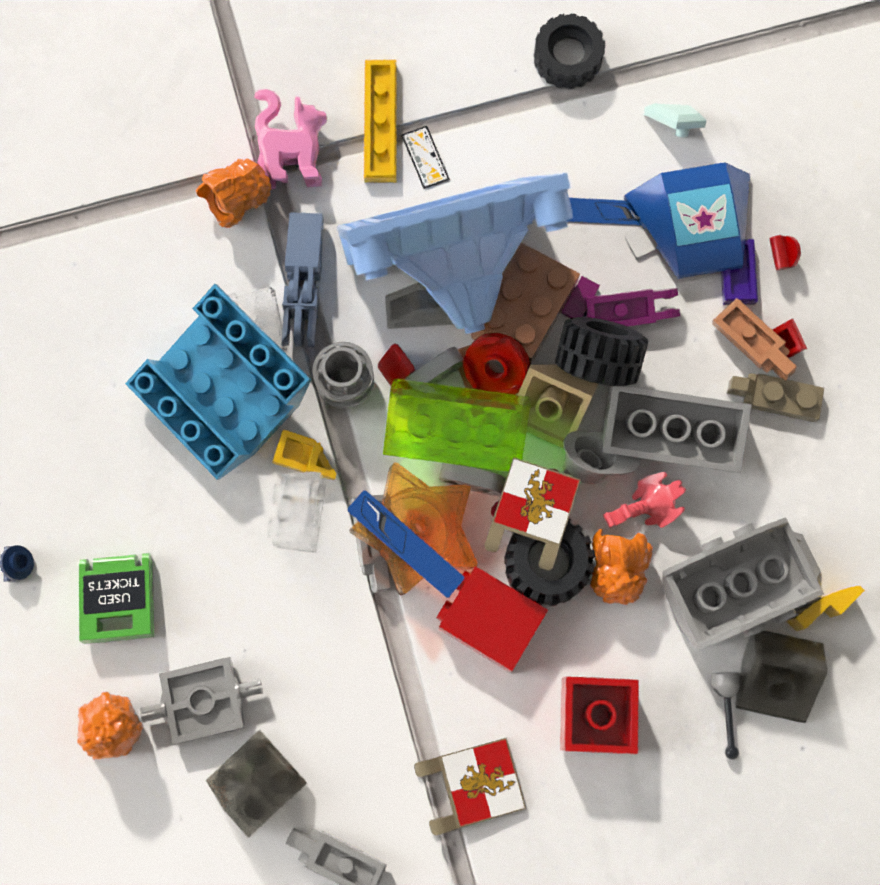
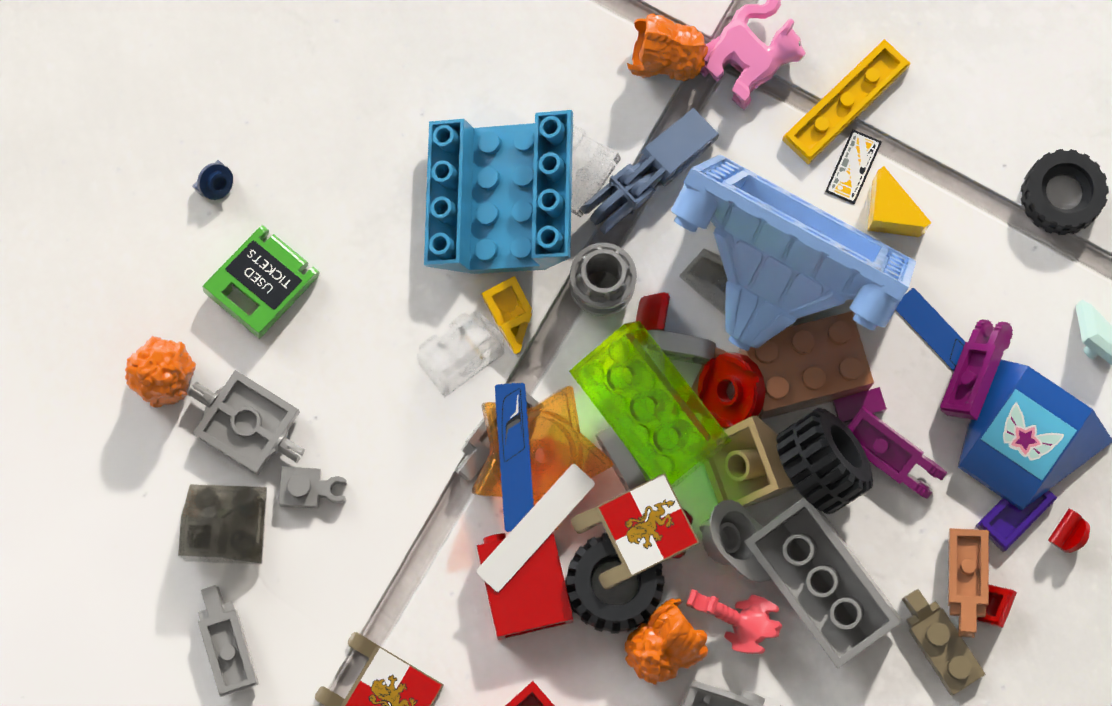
camera: 45 degrees right, 0 degrees up
(285, 703) = (304, 486): none -> light grey plate
(464, 576) = (535, 527): none -> white sticker
(477, 157) = (893, 208): none -> yellow slope
(630, 208) = (976, 369): none -> magenta hinge

